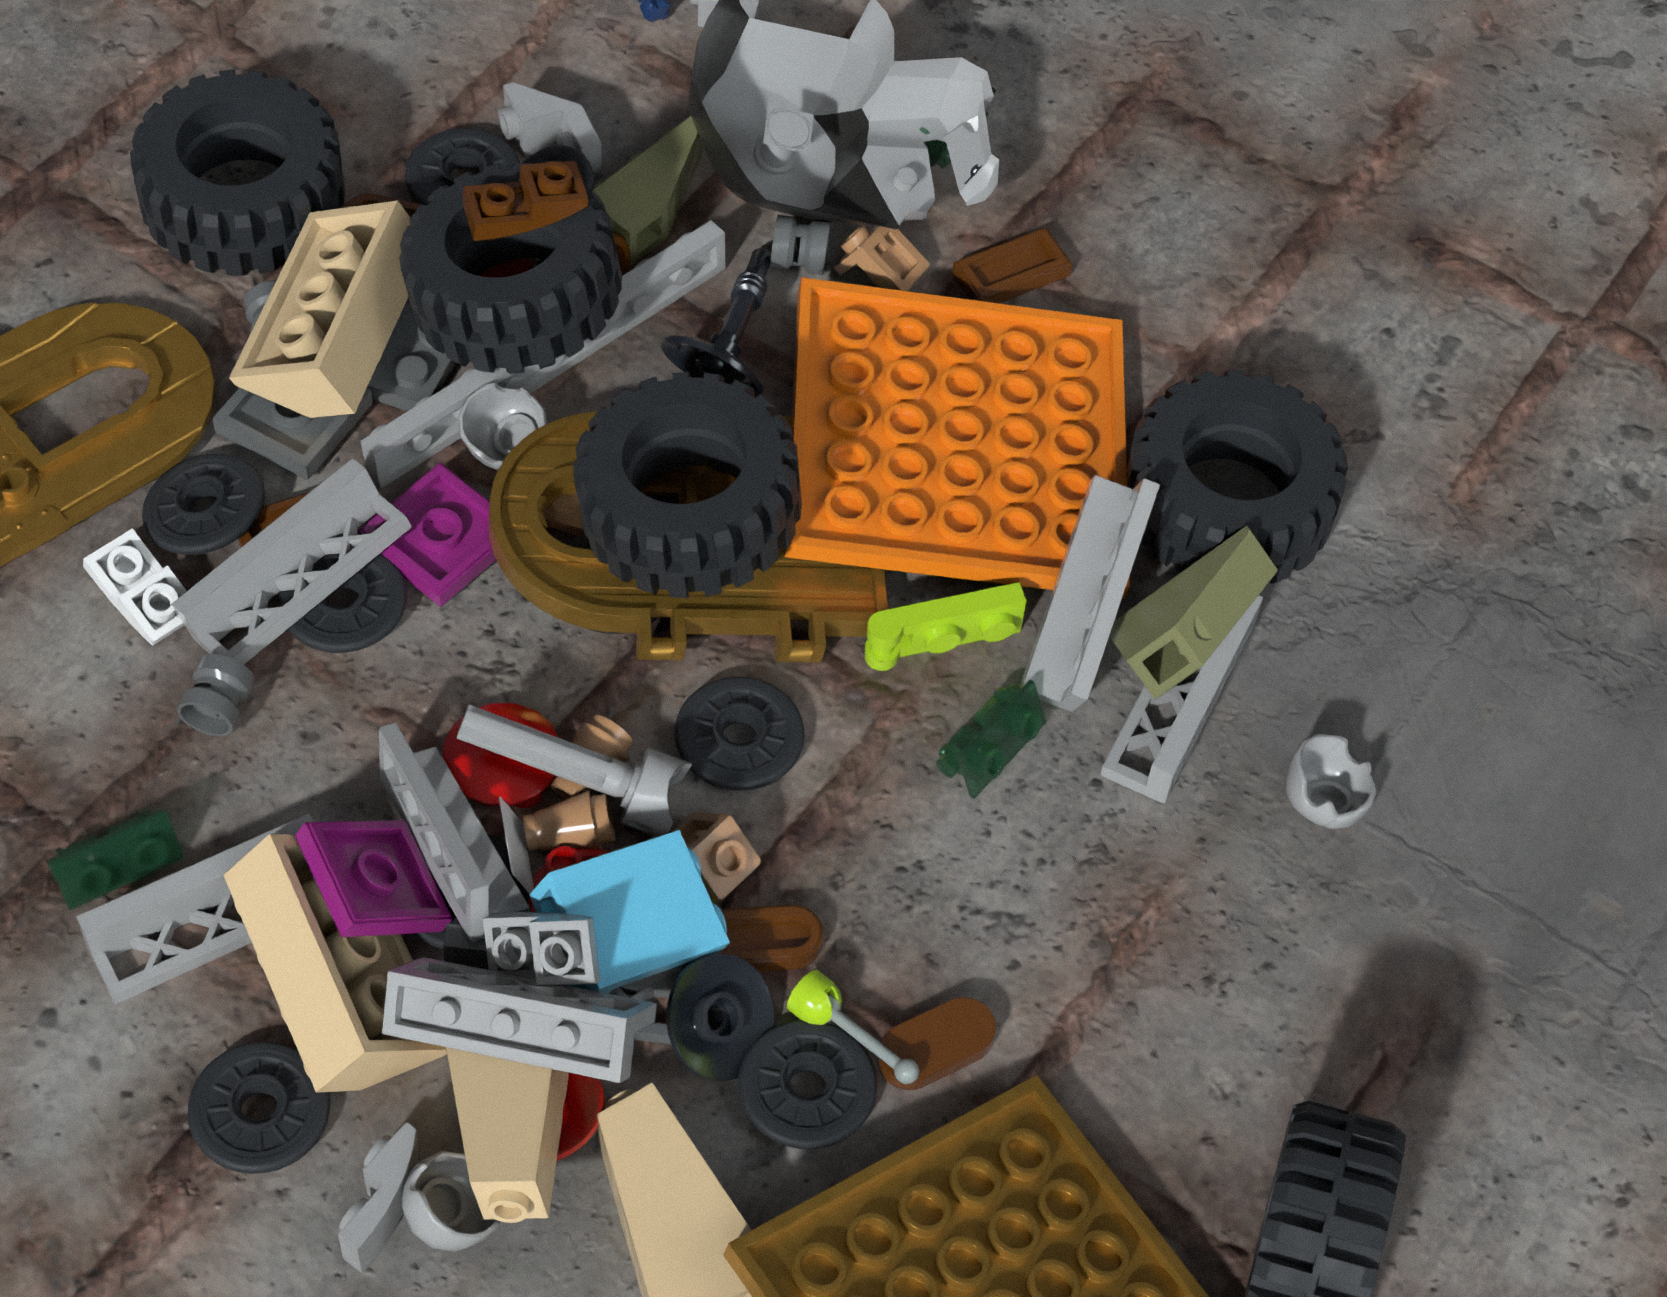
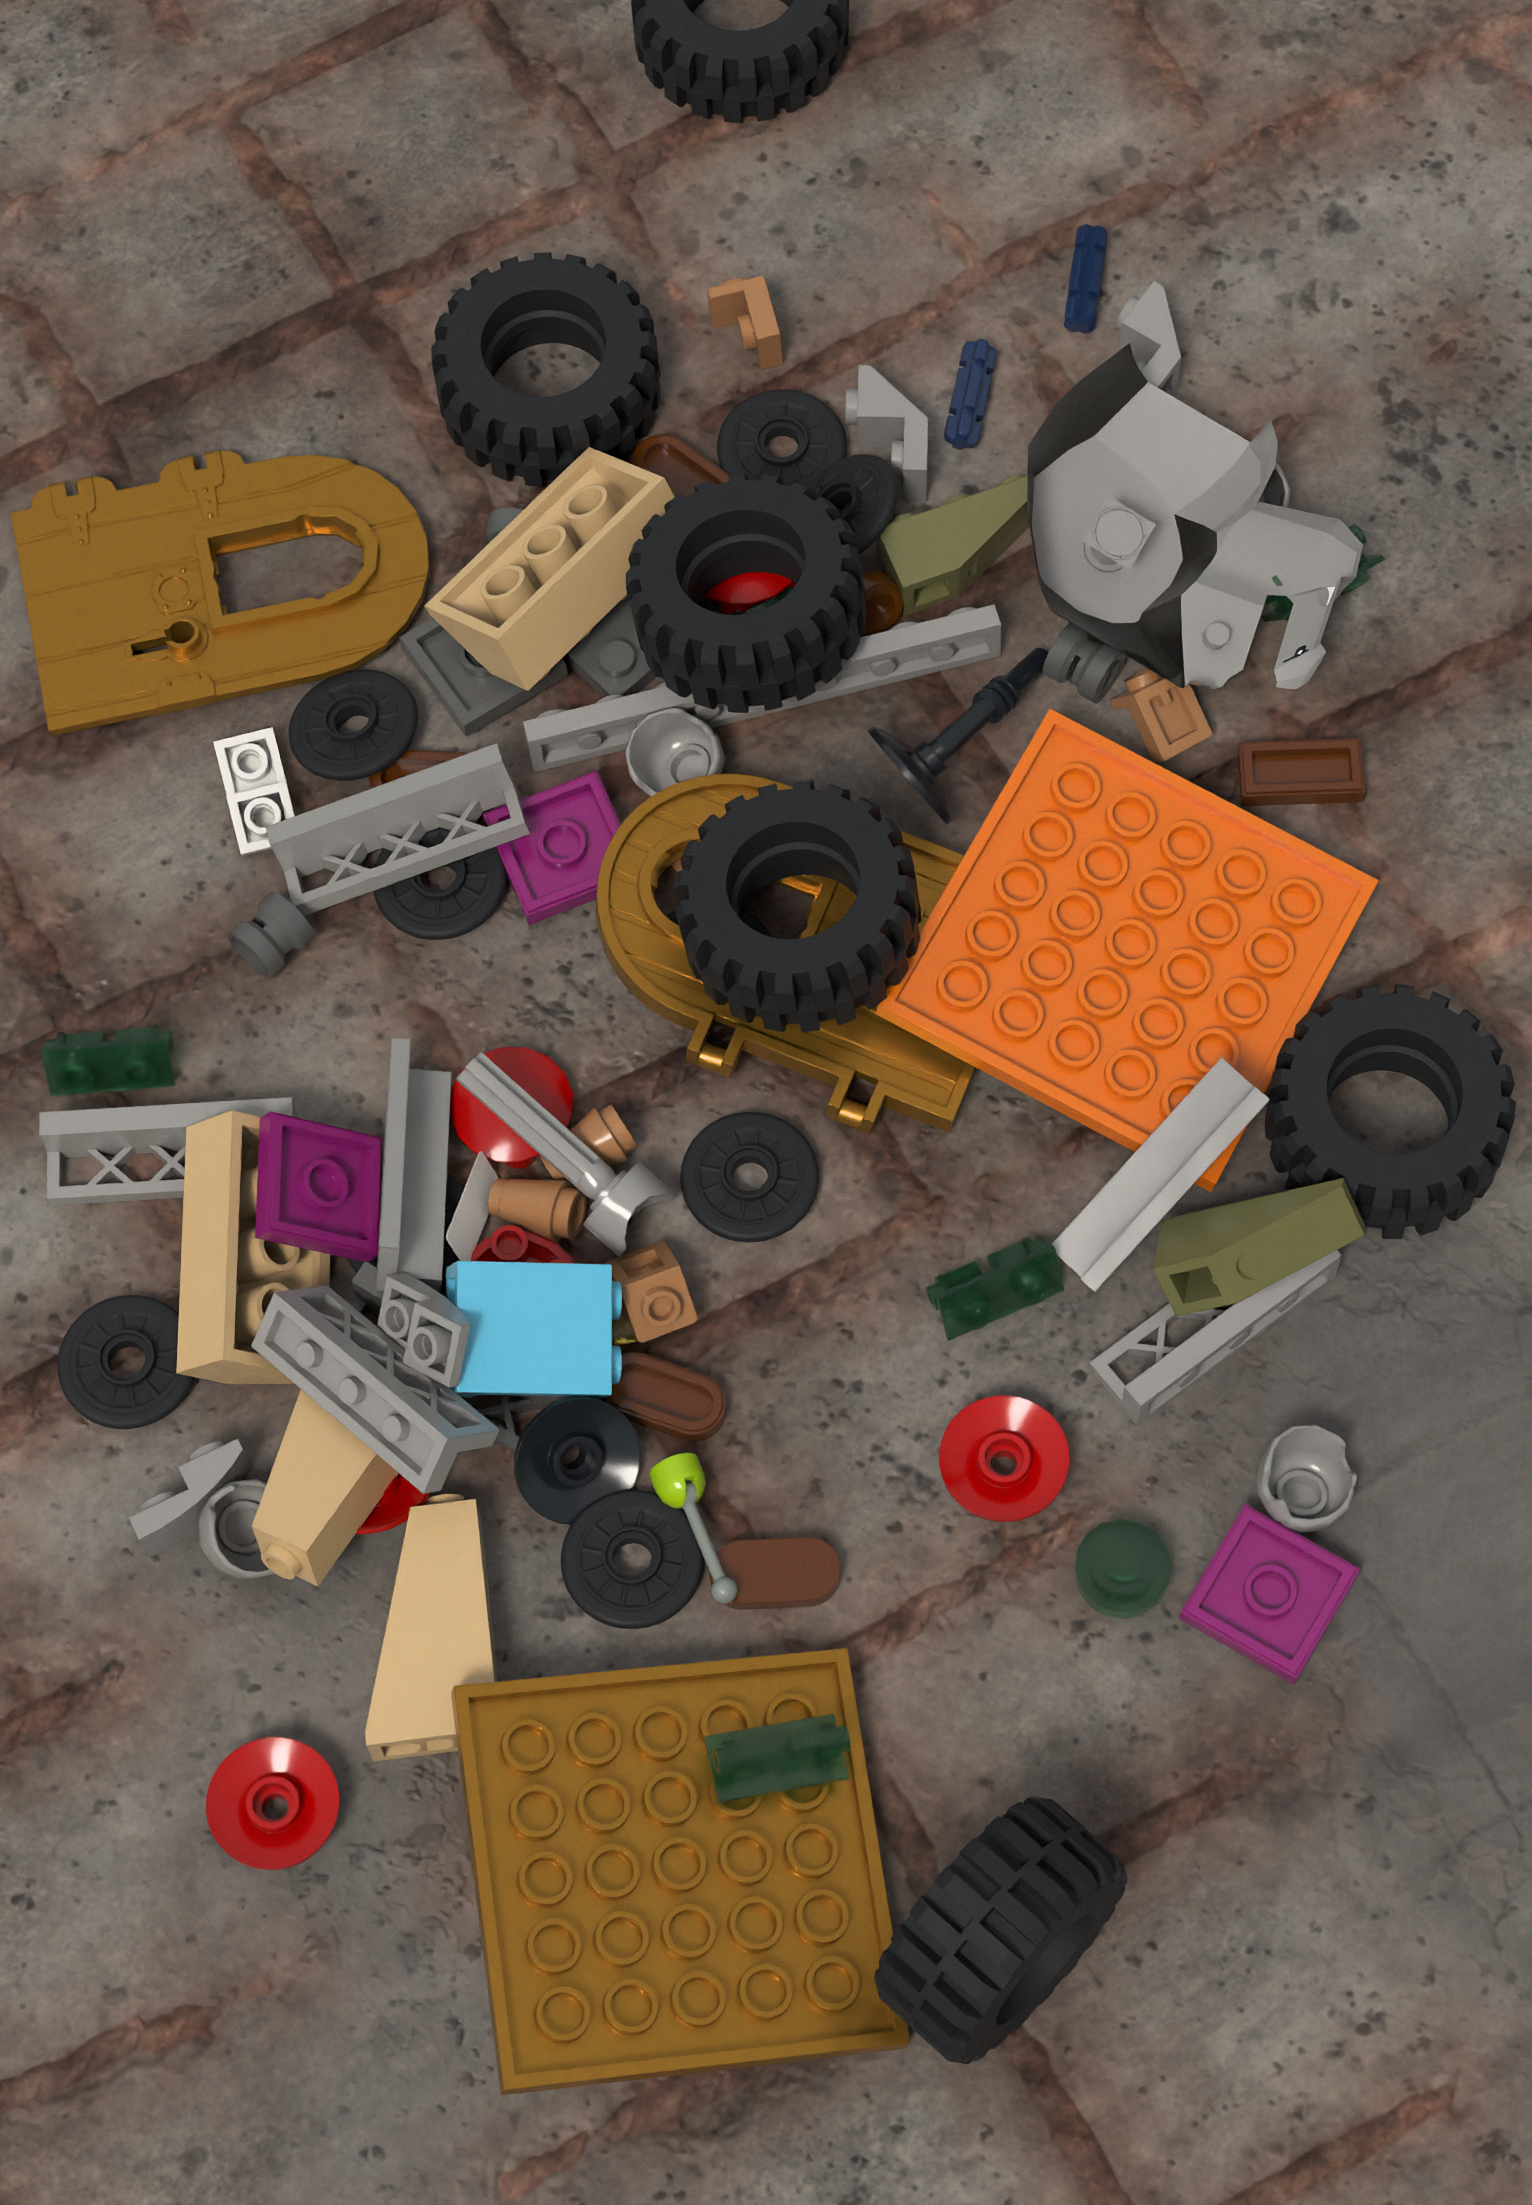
camera: 35 degrees right, 10 degrees up
(391, 80) = (750, 307): none -> medium nougat bracket
(540, 198) = (769, 538): reddish brown slope -> none
(598, 87) = (970, 394): none -> dark blue axle
(943, 624) = (1006, 1147): lime plate -> none
(1039, 1184) = (777, 1757): none -> clear green hinge
(1086, 846) = (1007, 1429): none -> red dish
(1224, 915) = (1122, 1568): none -> clear green plate
(1350, 886) = (1269, 1594): none -> magenta plate

